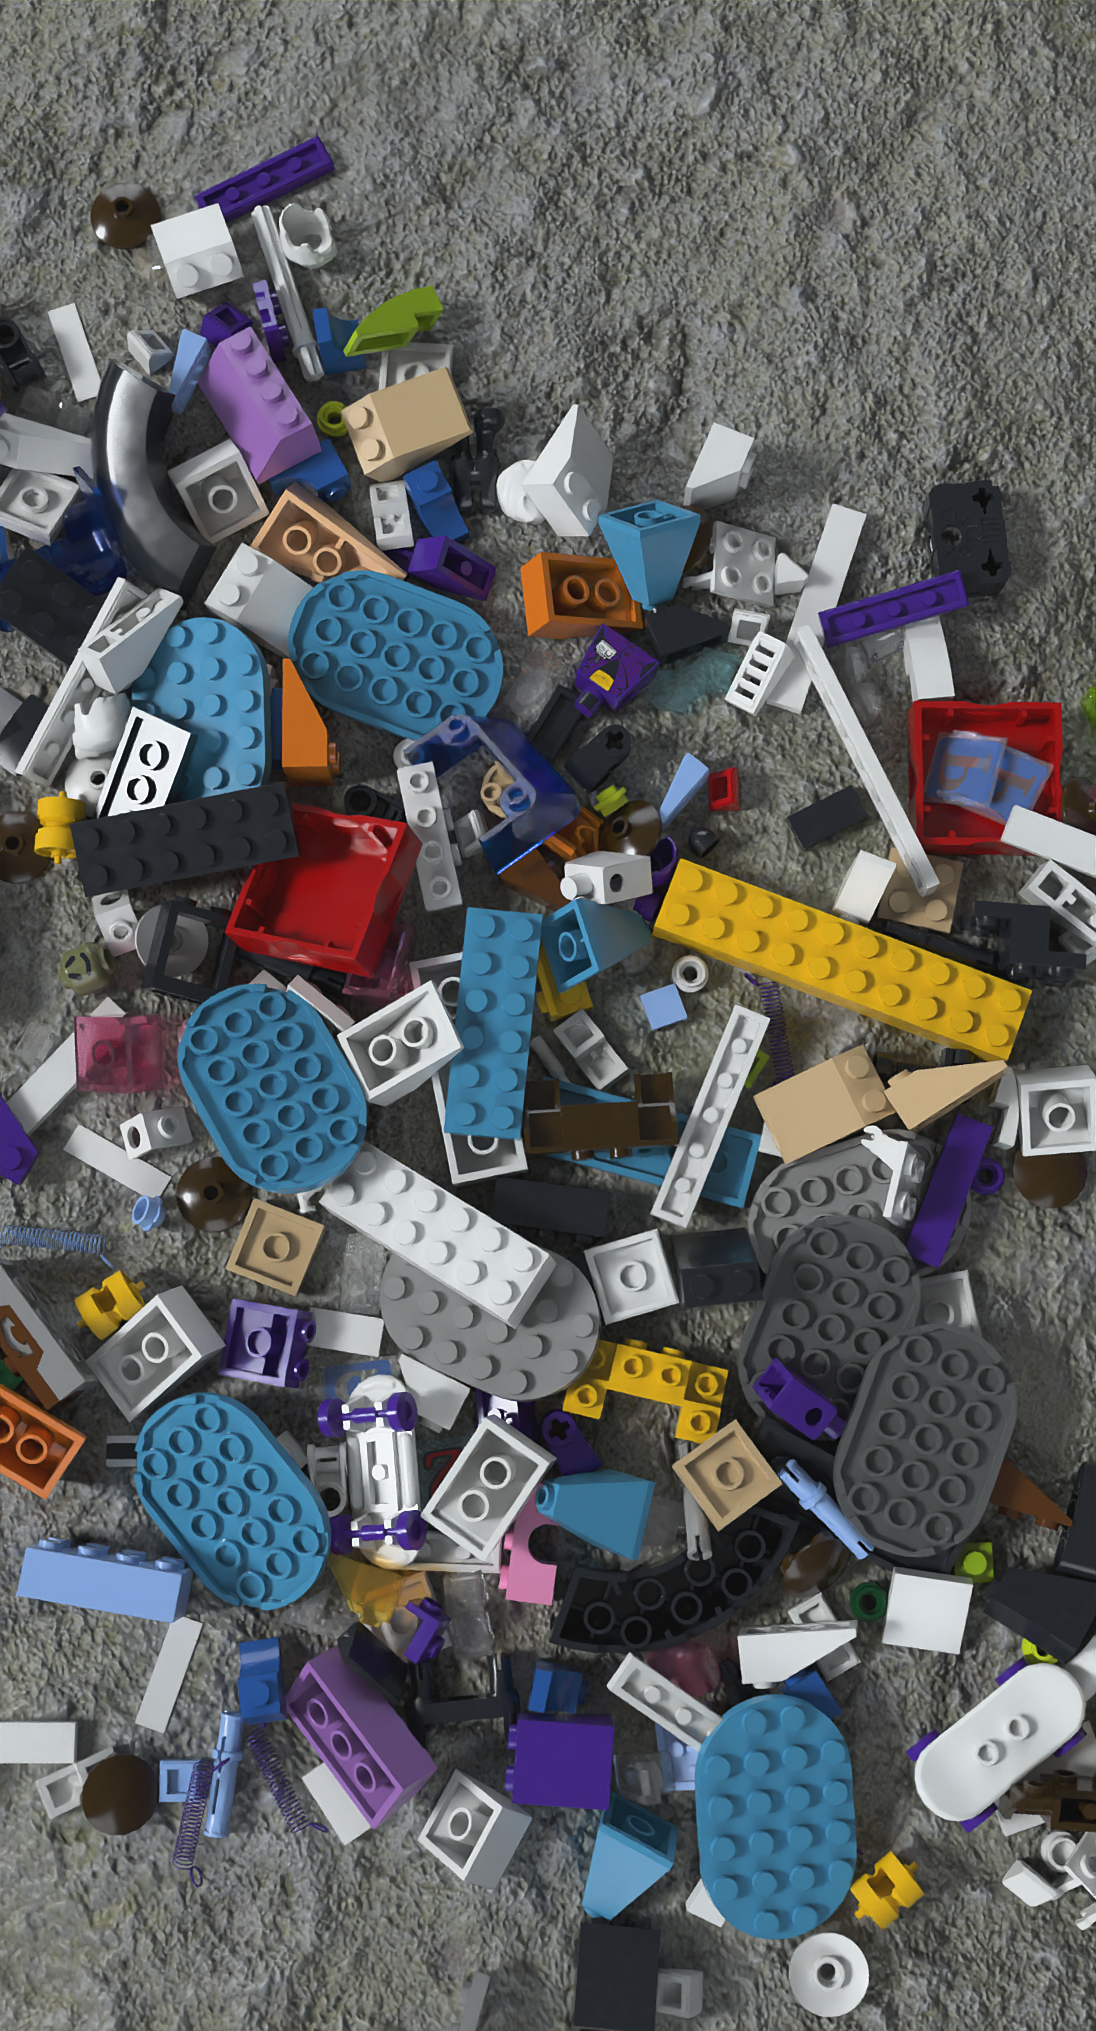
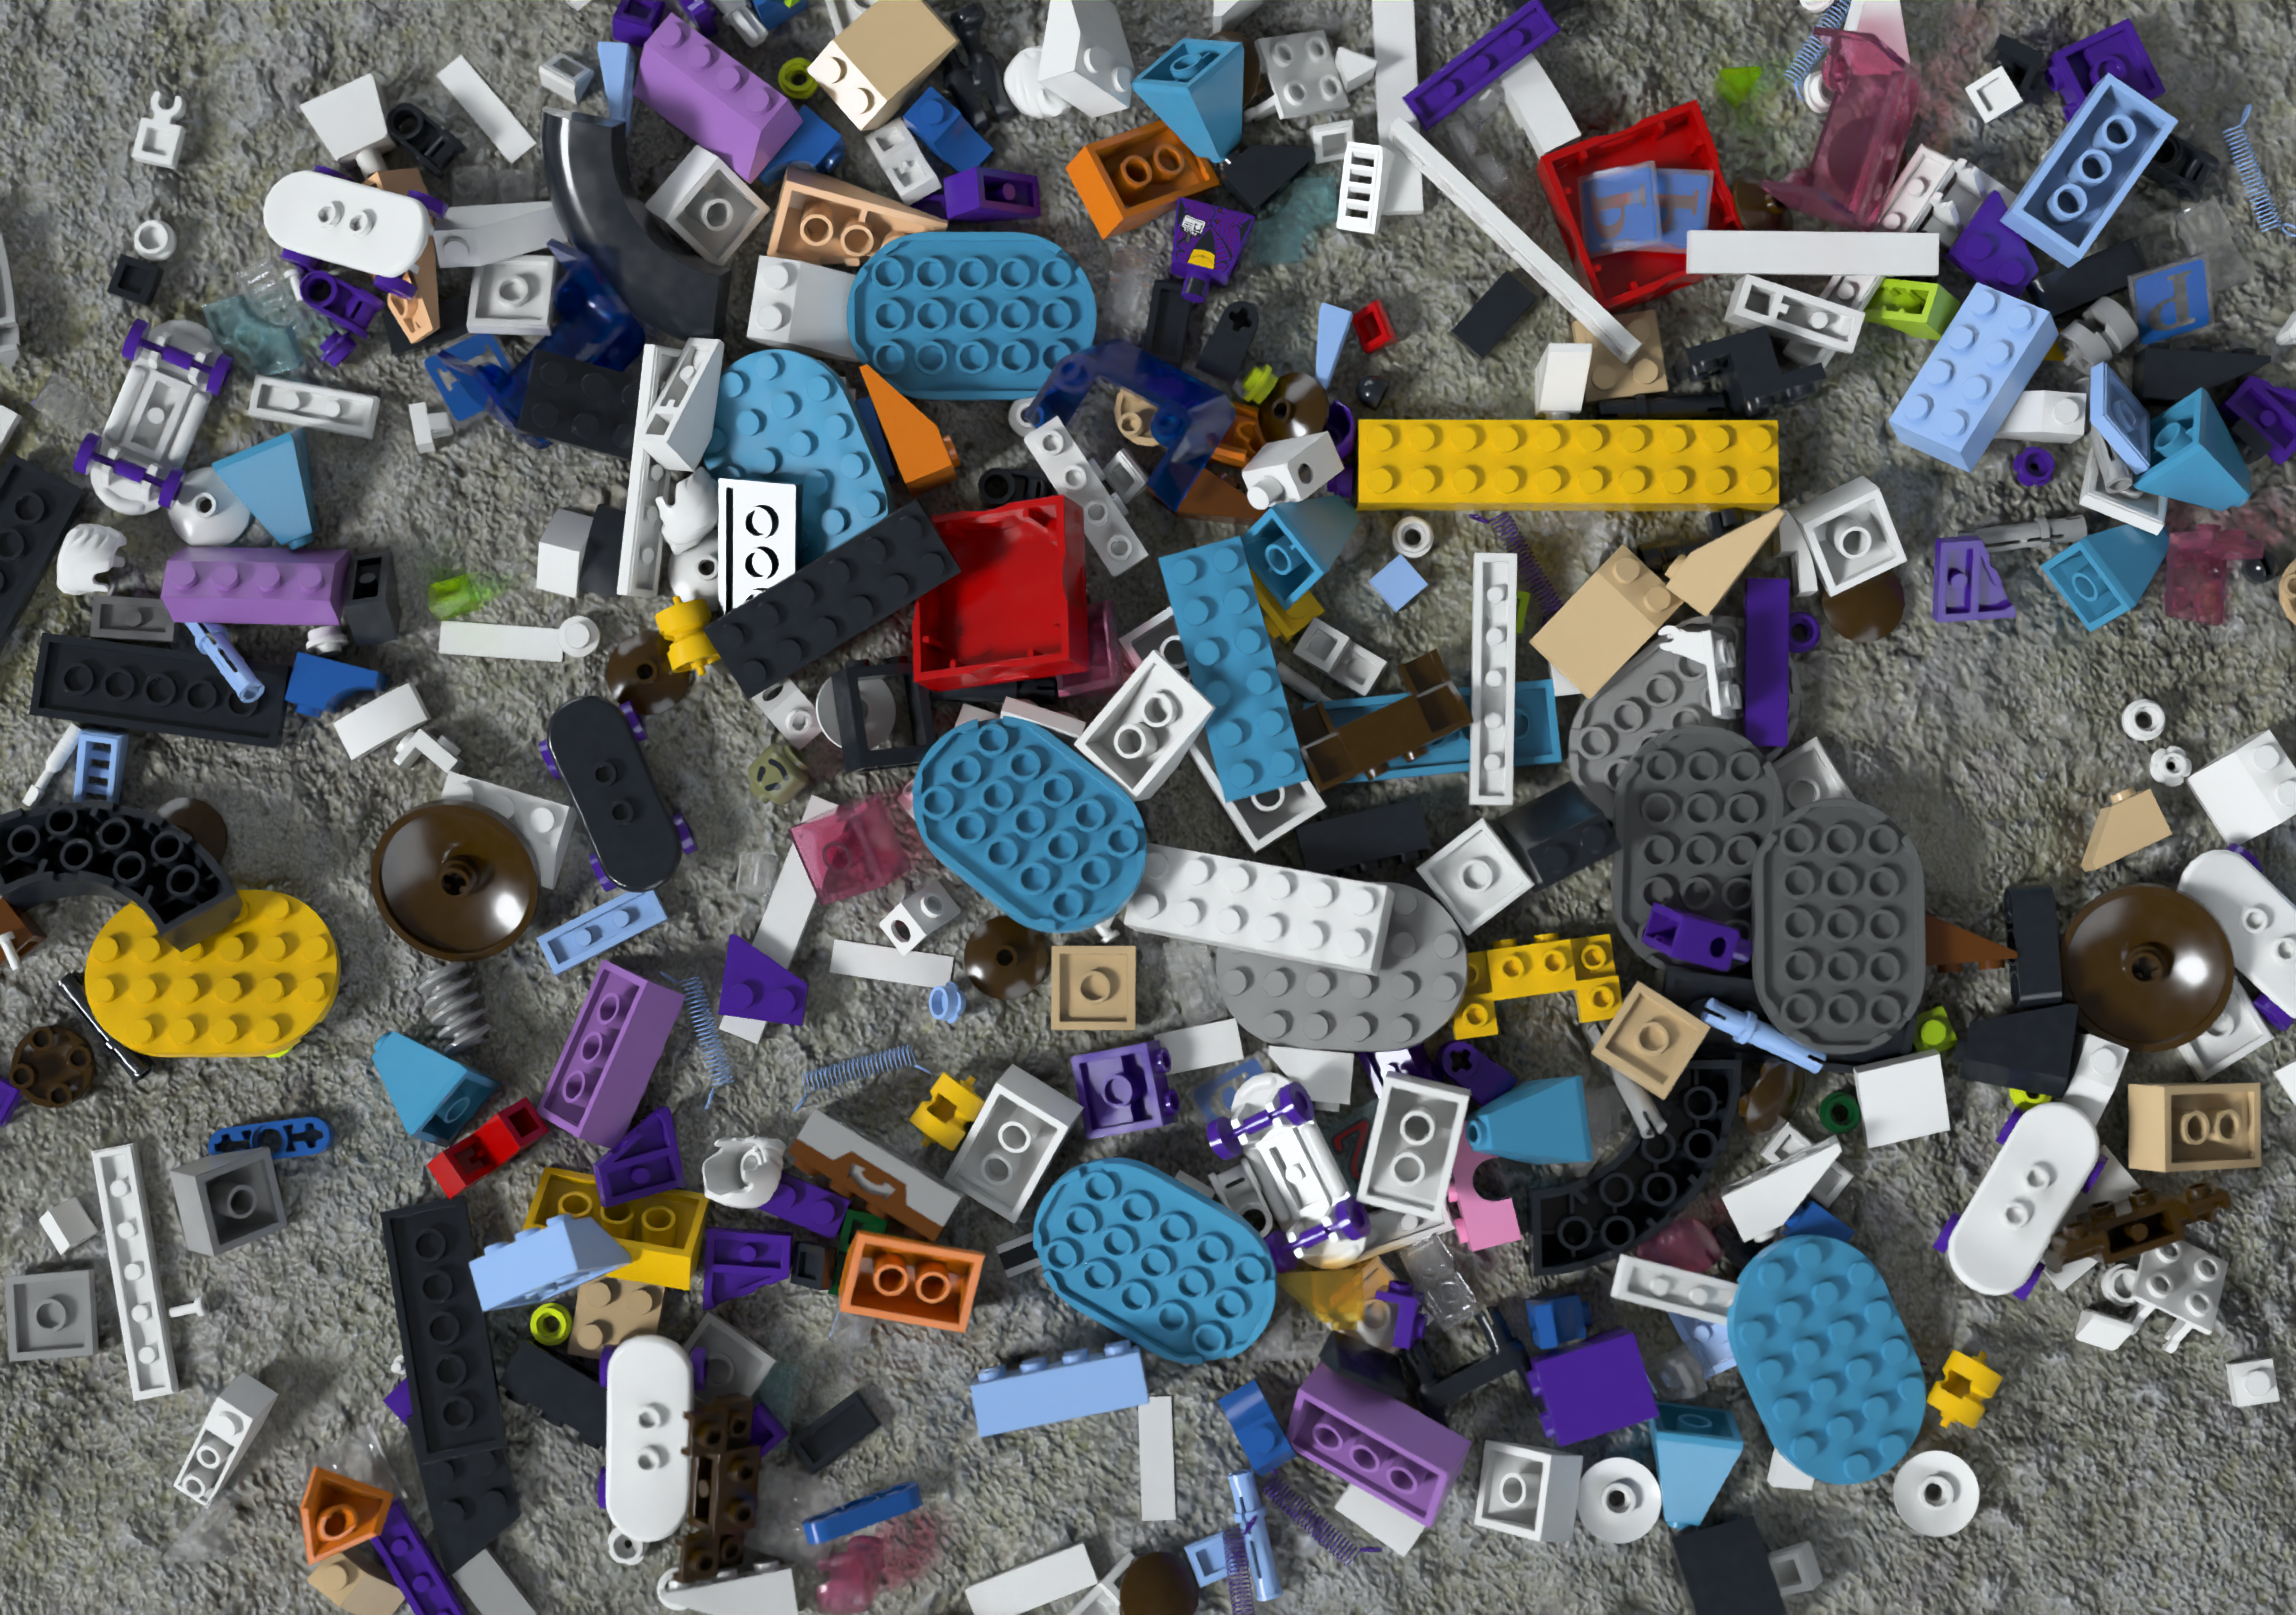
camera: 15 degrees left, 5 degrees up
(553, 1889) = (1630, 1518): none -> white dish

